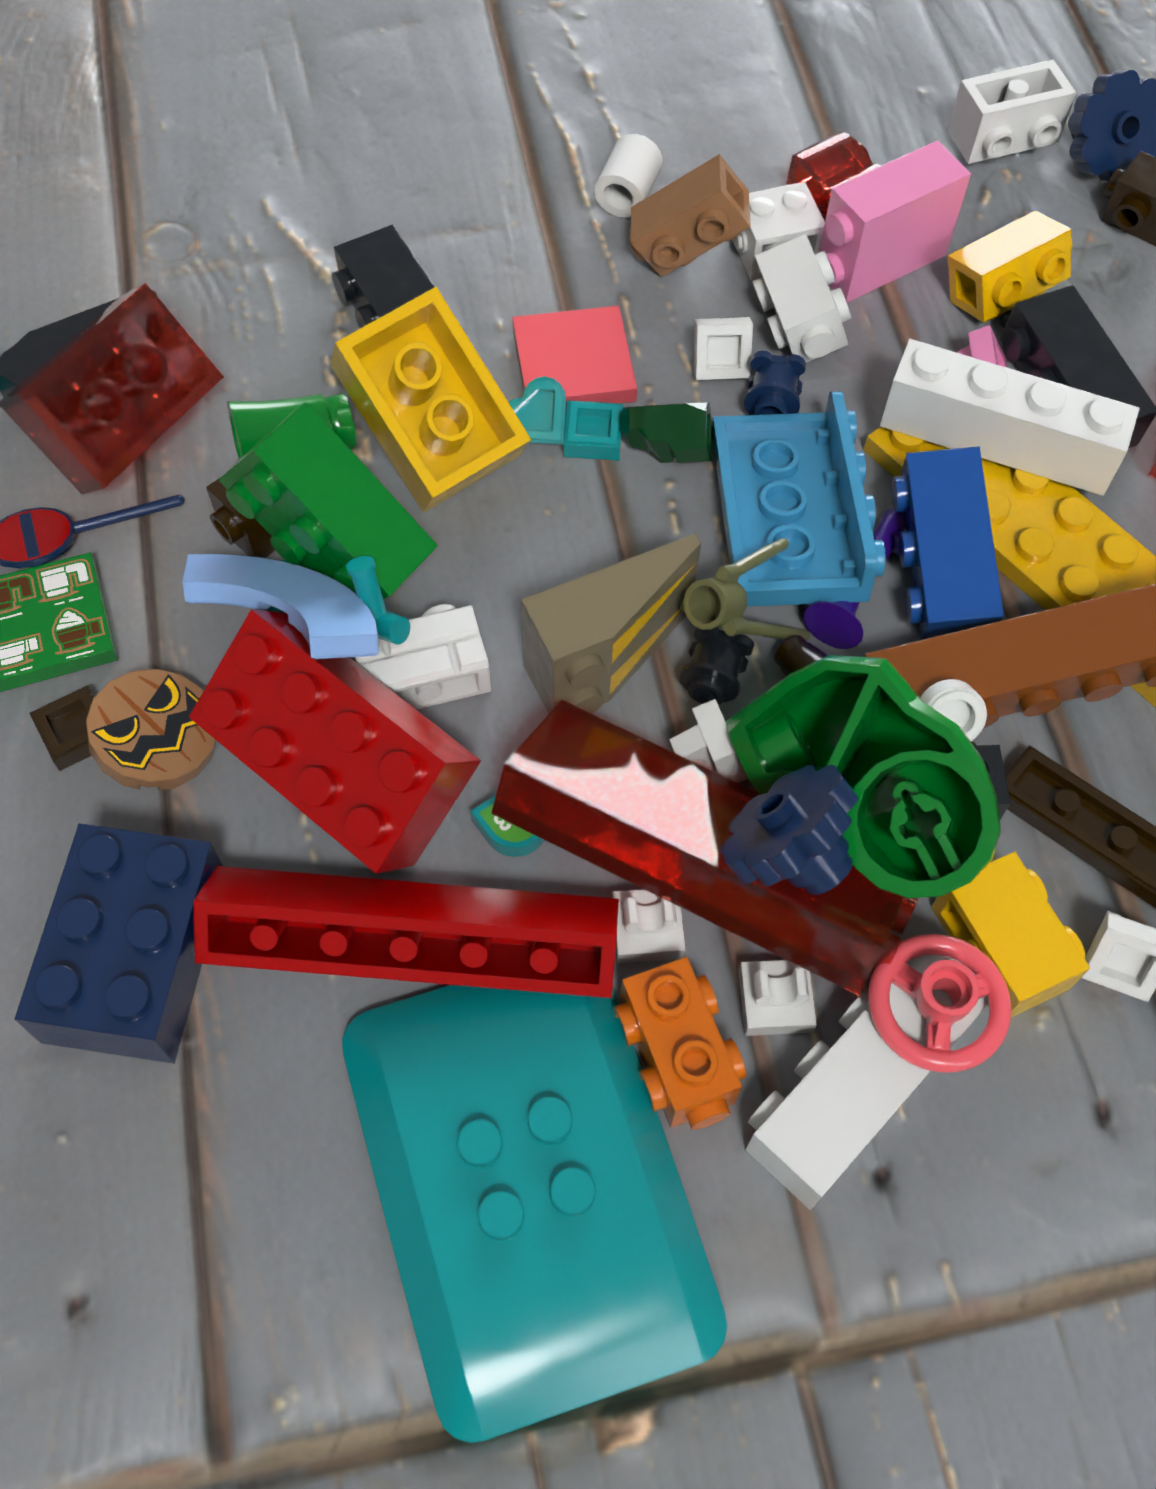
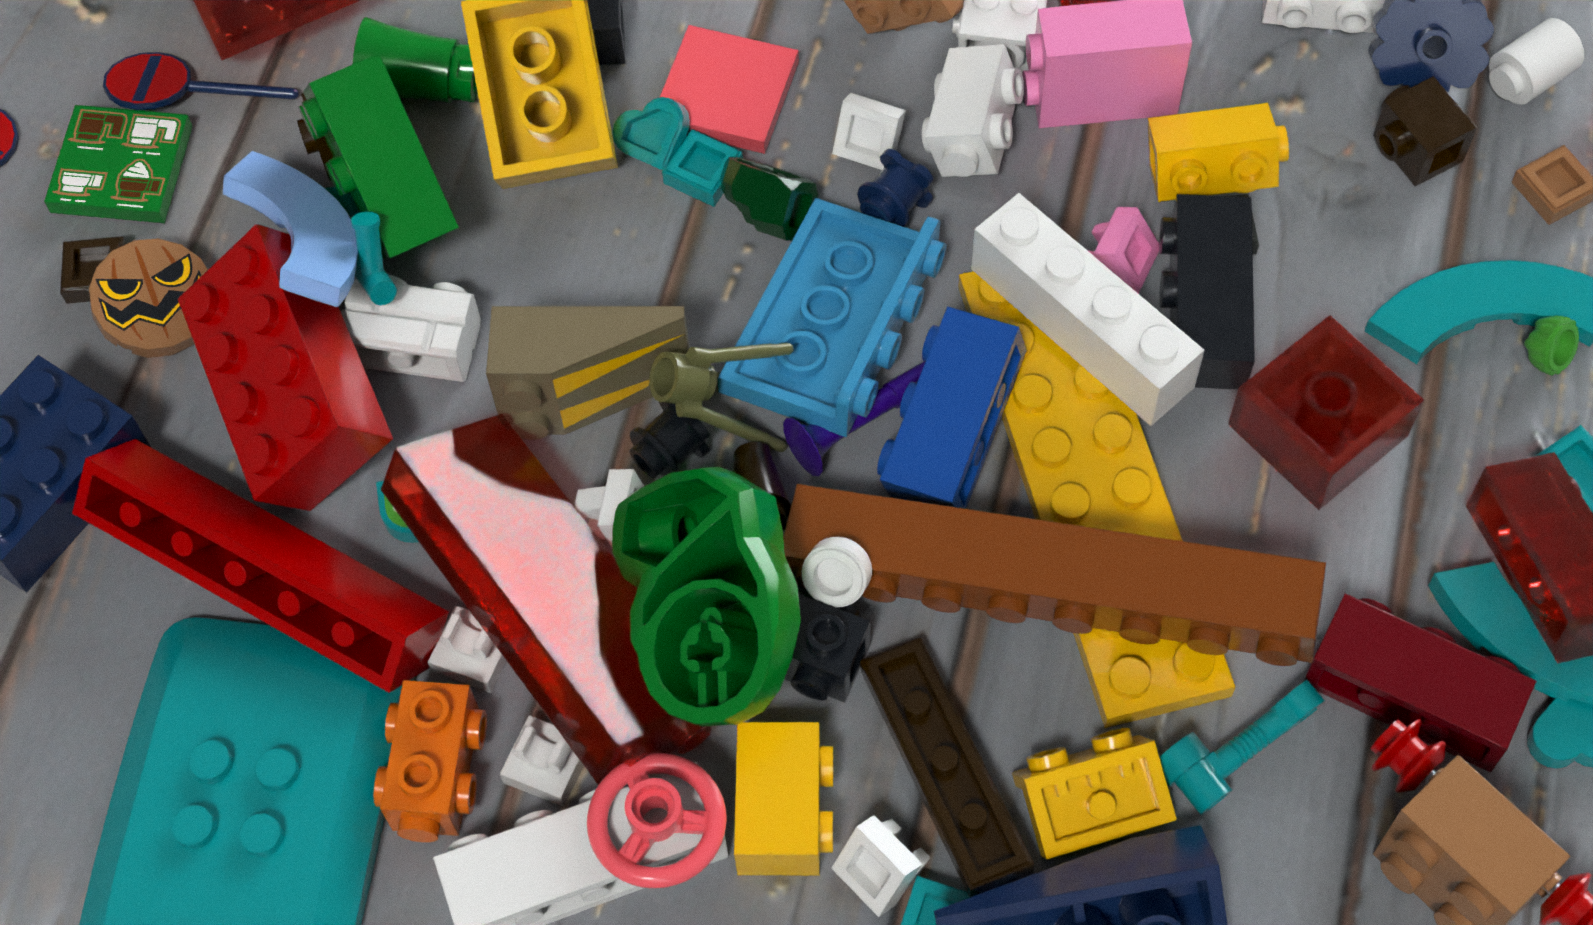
camera: 30 degrees right, 0 degrees up
(795, 832) = (589, 613): dark blue plant -> none

